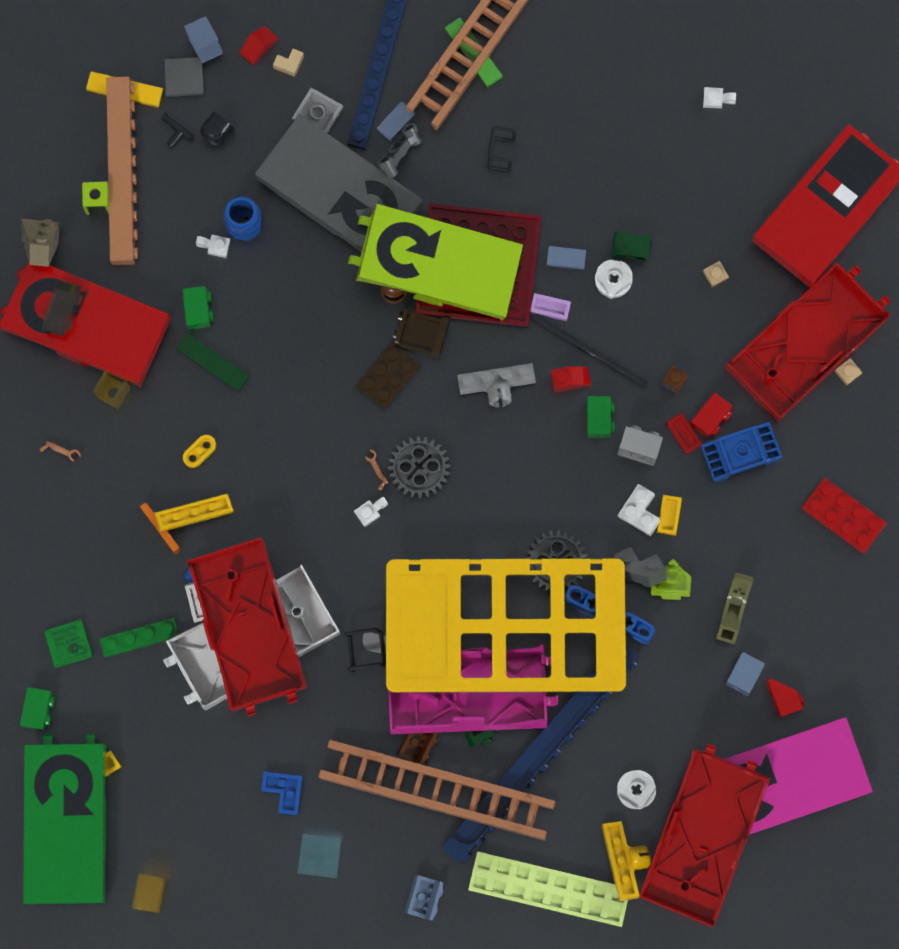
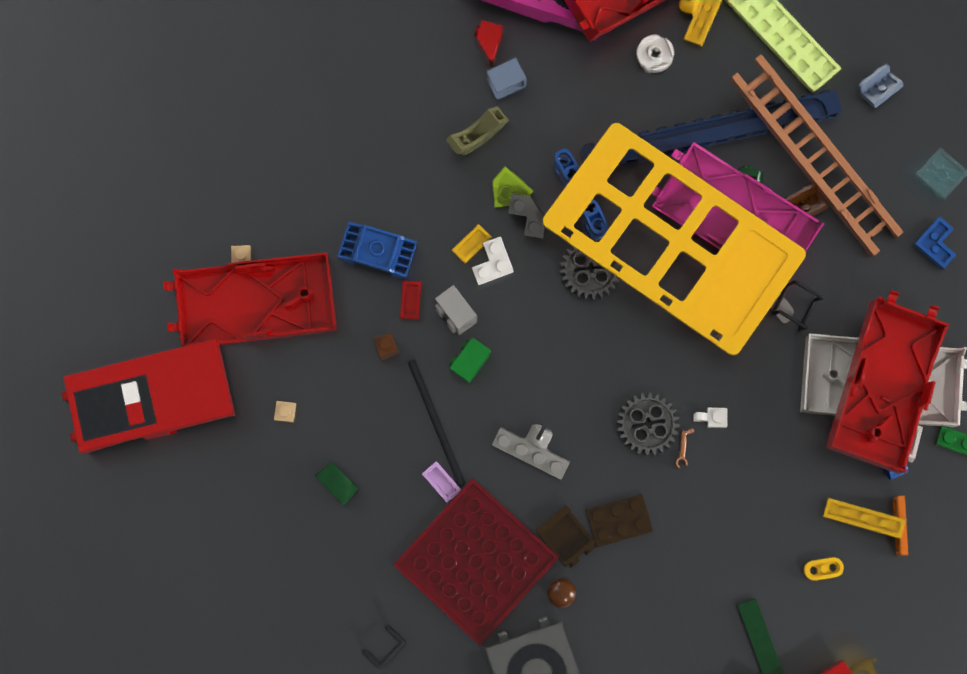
camera: 145 degrees left, 0 degrees up
(59, 449) = (944, 658): nougat piece -> none
(438, 261) = (514, 582): lime piece -> none
(566, 257) = (397, 514): sand blue tile -> none
(569, 378) = (470, 409): red slope -> none
(614, 268) = (379, 459): white plate -> none
(711, 415) = (378, 296): red brick -> none
(714, 97) = (169, 562): white plate -> none
(843, 515) = (334, 146): red plate -> none

